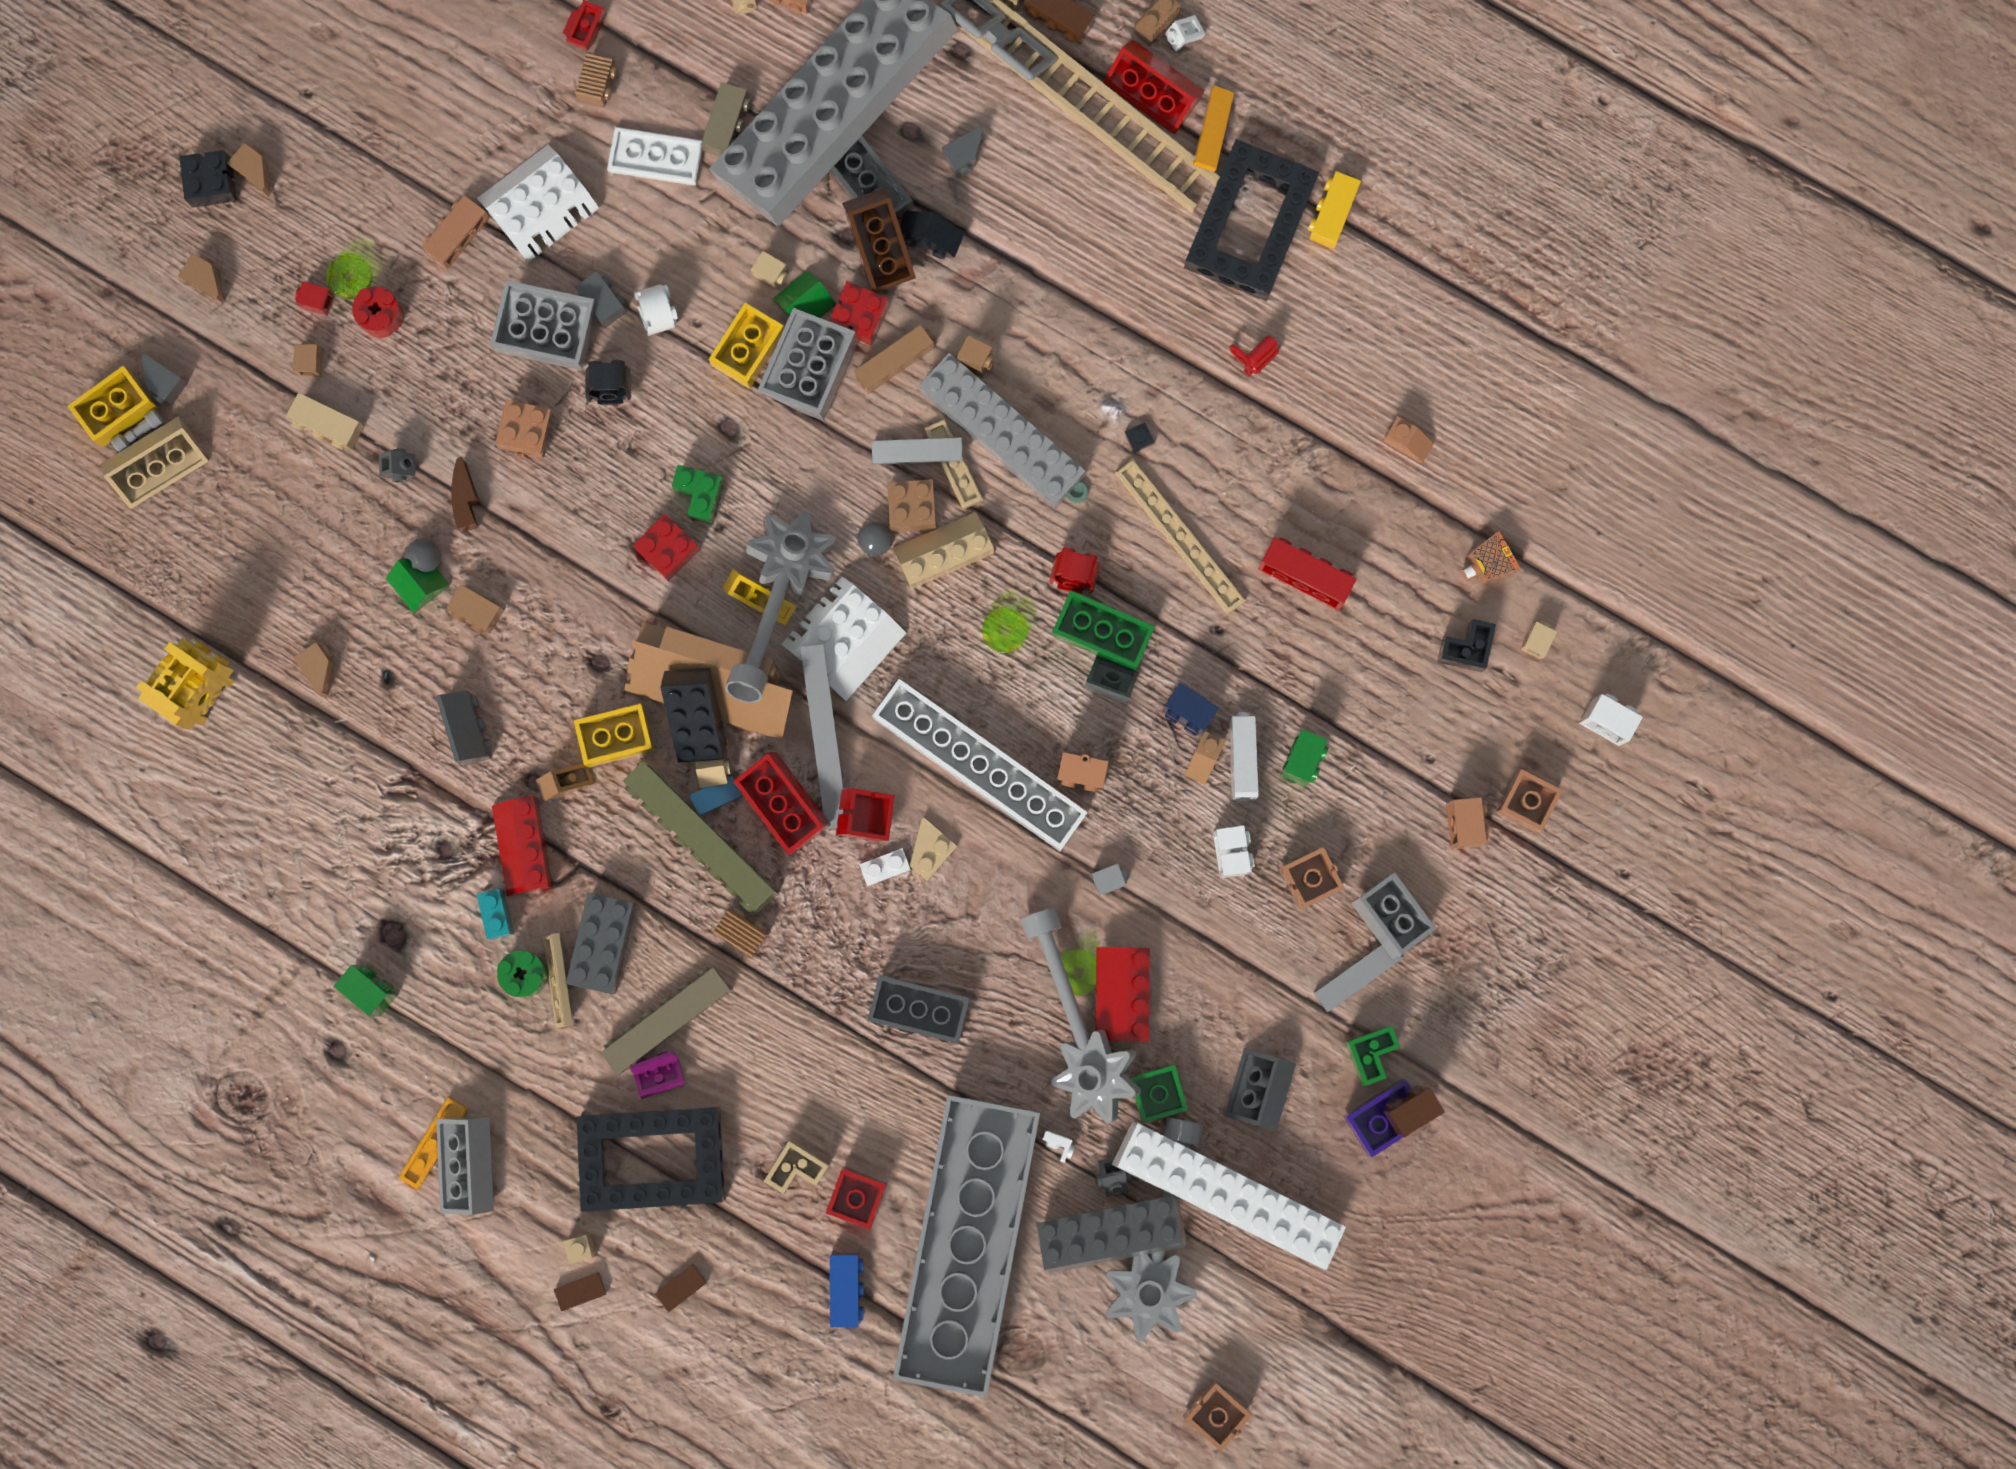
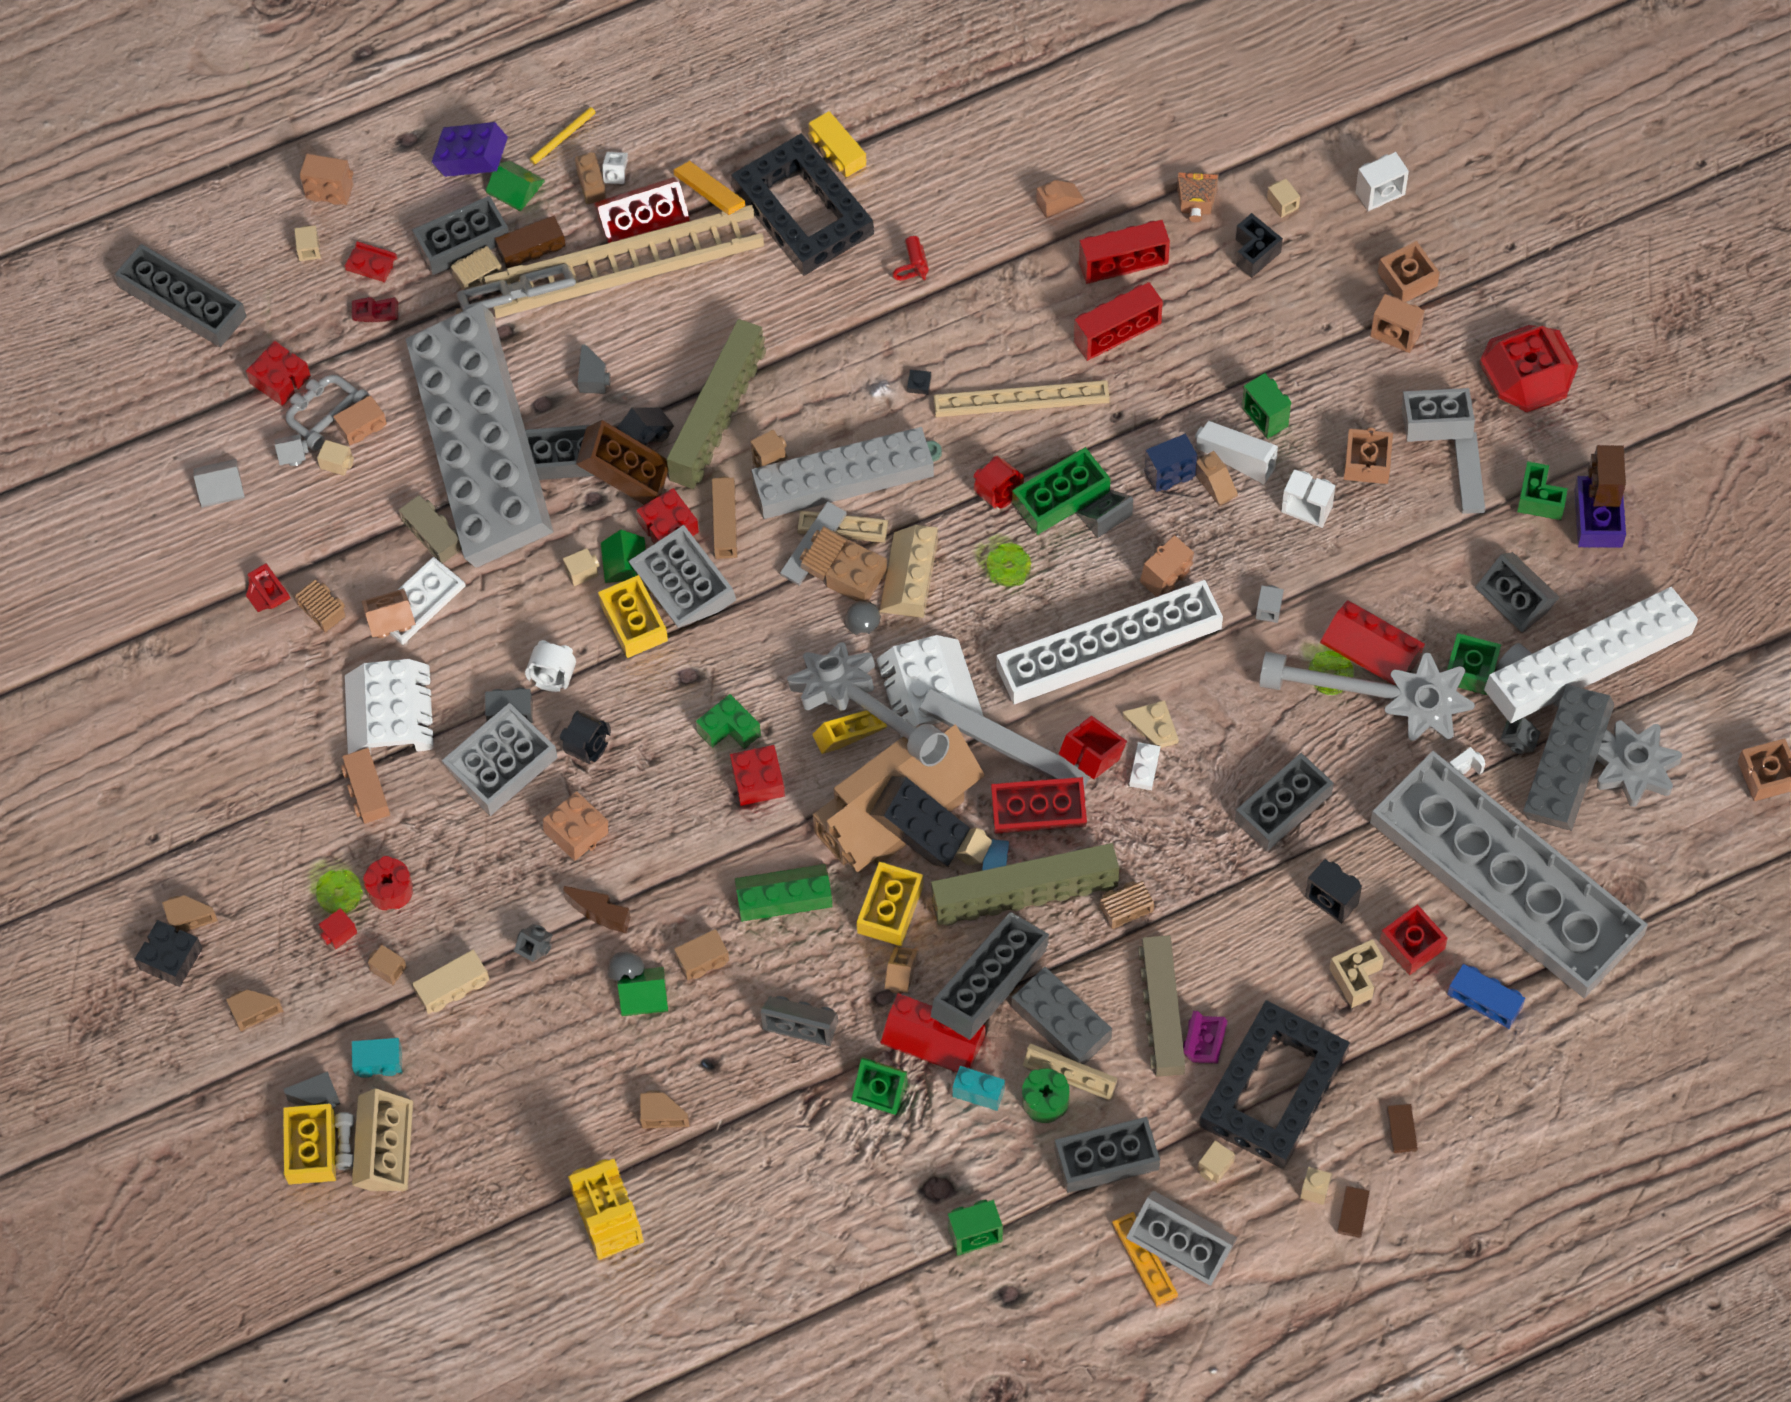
camera: 55 degrees left, 20 degrees down
(223, 408) = (377, 1057): none -> teal brick
(448, 831) = (879, 1086): none -> green slope
(498, 1058) = (1107, 1154): none -> dark grey brick
(550, 1151) = (1215, 1162): none -> tan brick
(576, 637) = (783, 892): none -> green slope
(592, 863) = (989, 975): none -> dark grey brick
(620, 140) = (388, 613): none -> slope
(858, 1103) = (1333, 890): none -> black brick
(907, 466) = (822, 552): none -> medium nougat brick
(997, 279) = (716, 404): none -> olive brick
(1383, 534) = (1124, 251): none -> red brick
(1479, 971) = (1528, 383): none -> red piece

